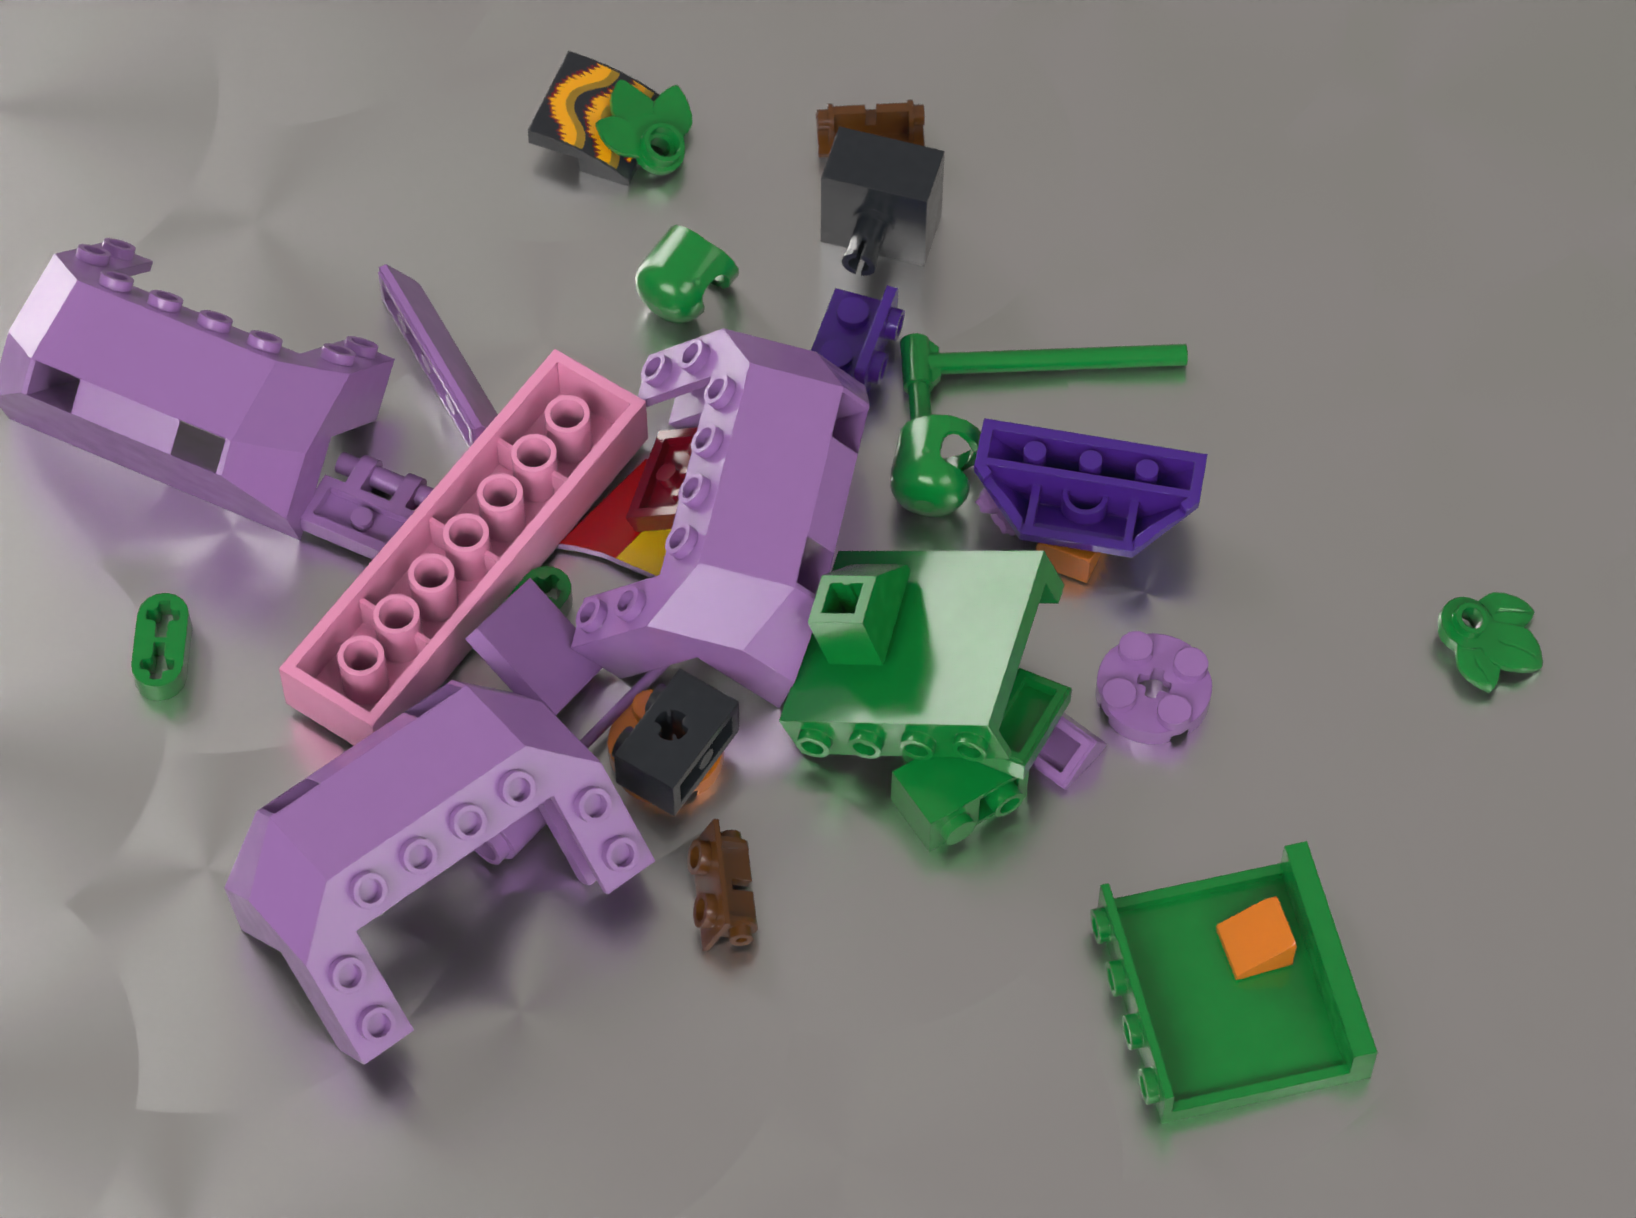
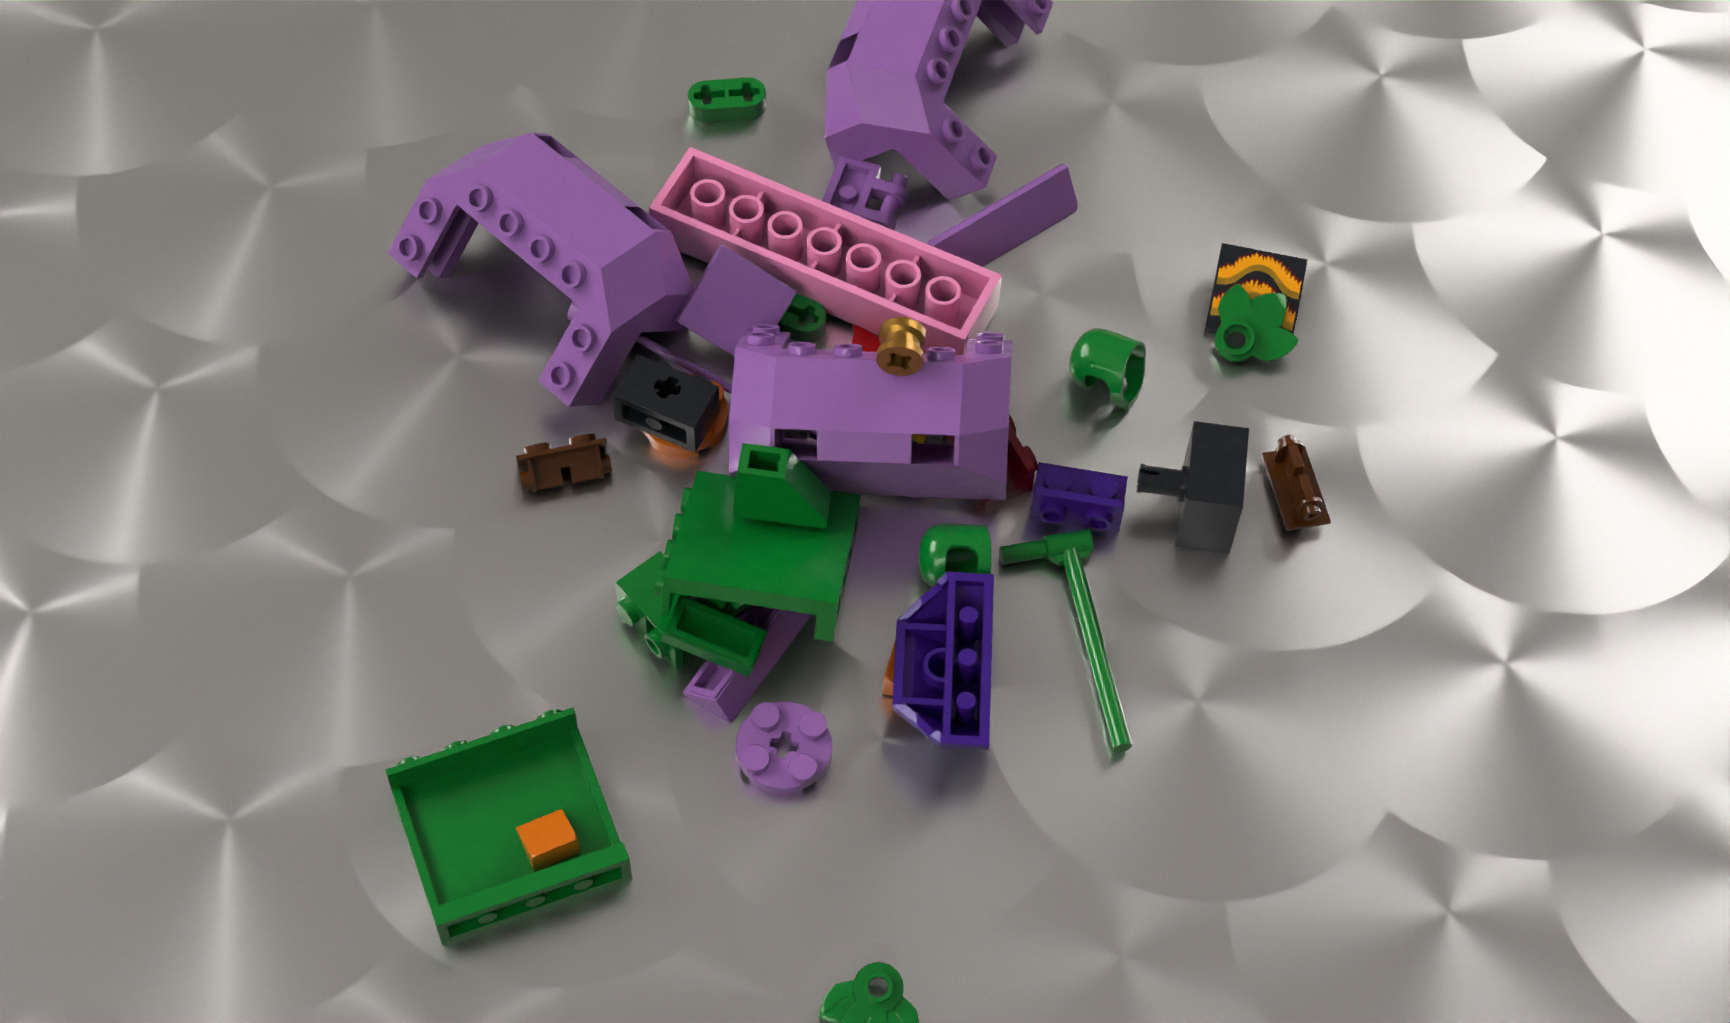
camera: 80 degrees right, 0 degrees up
(727, 414) = (901, 346): none -> pearl gold wheel

